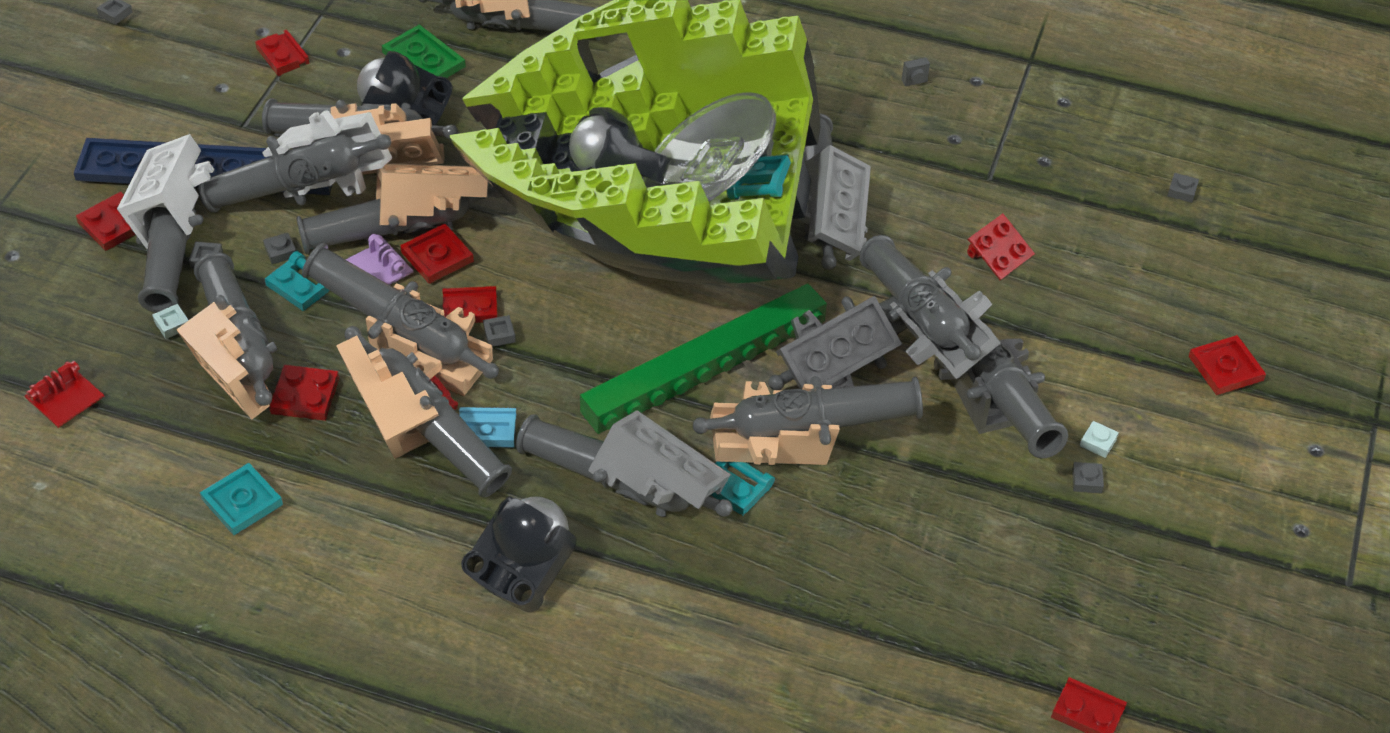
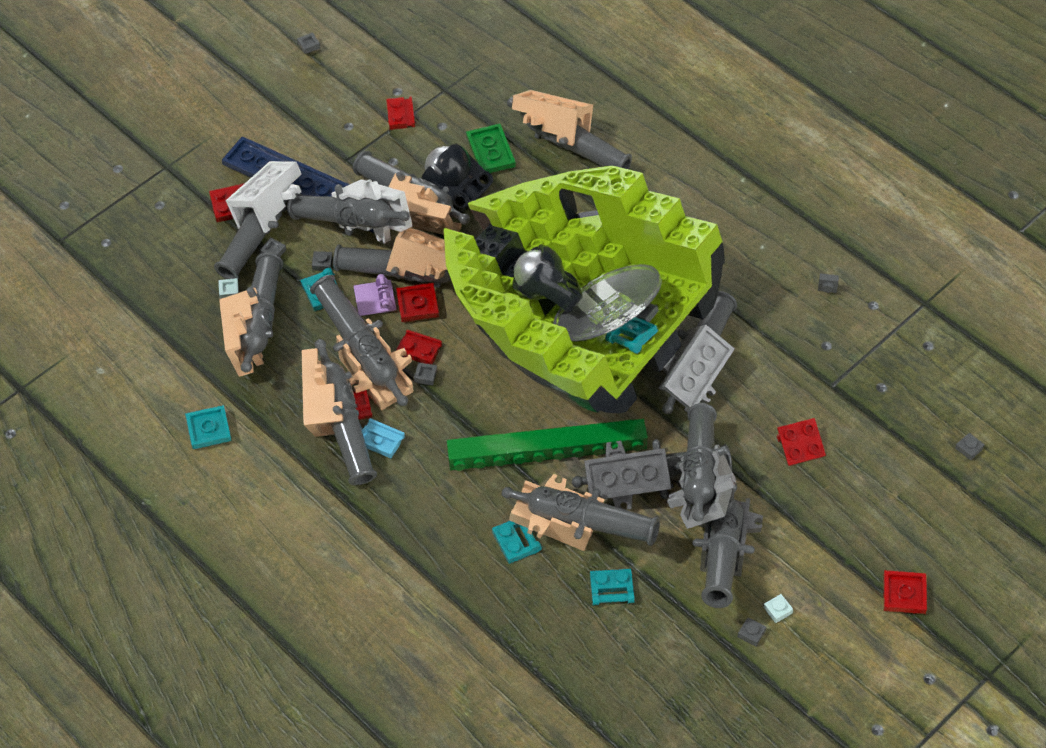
camera: 30 degrees right, 5 degrees up
(63, 394) = (141, 315): red hinge -> none
(304, 392) = (282, 369): red plate -> none
(521, 551) = (349, 531): black piece -> none
(634, 460) = (453, 498): light grey piece -> none
(886, 485) = (611, 581): none -> teal plate

